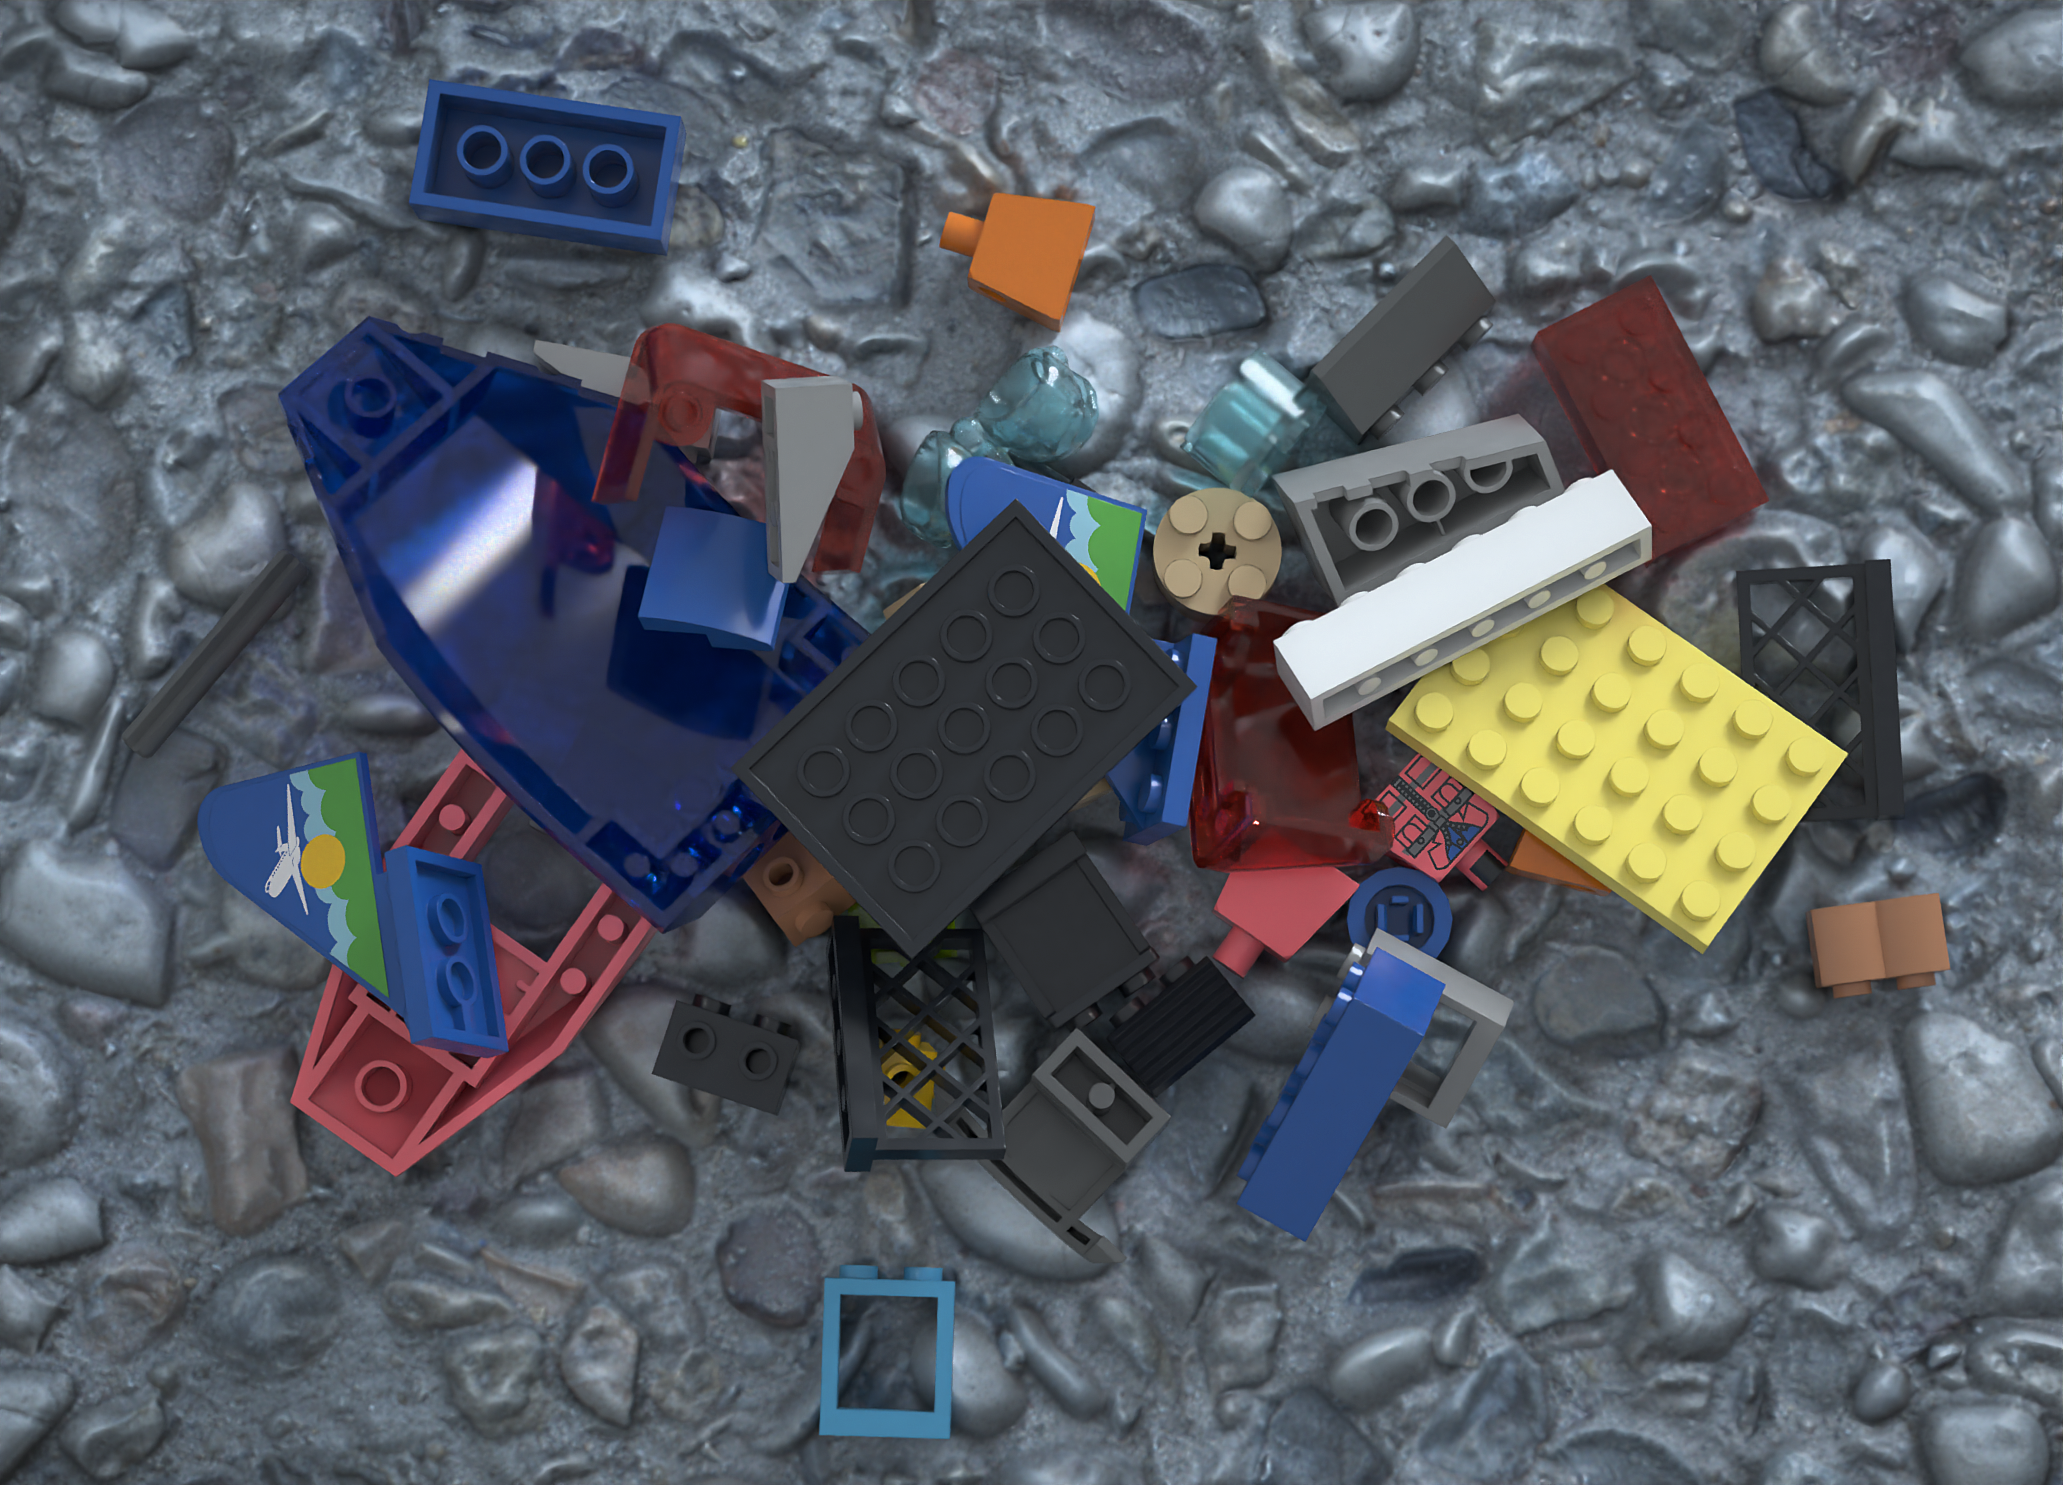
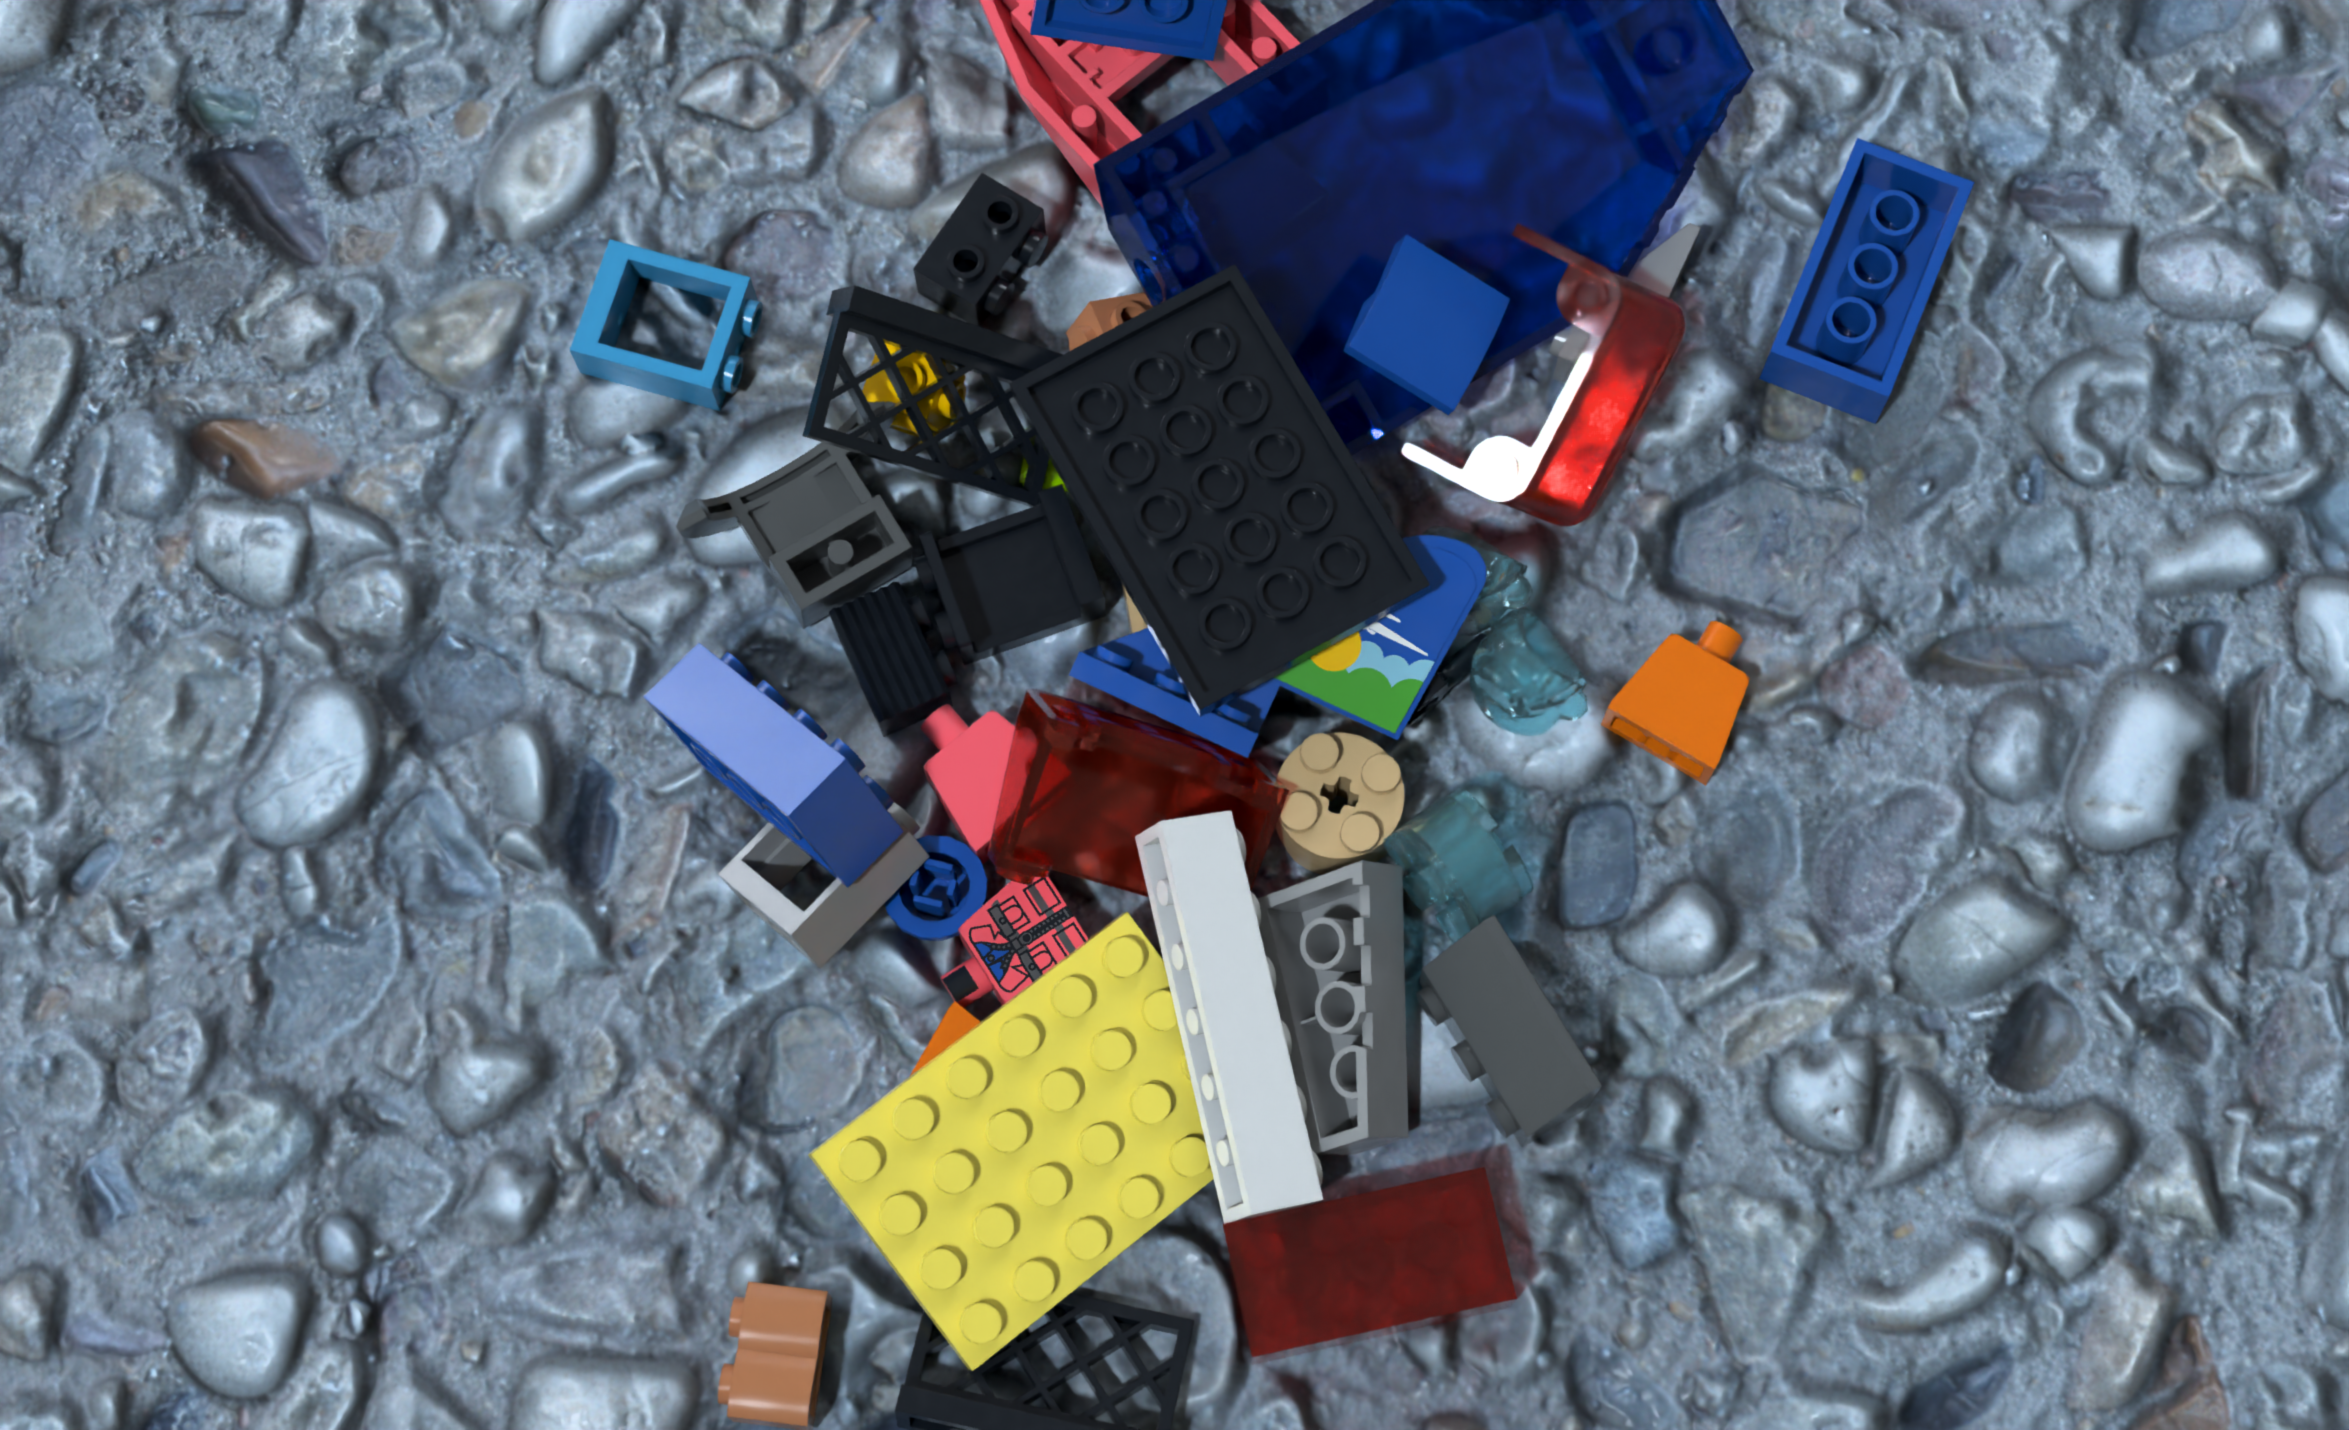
camera: 105 degrees right, 10 degrees down
(805, 452) = (1532, 408): light grey slope -> none

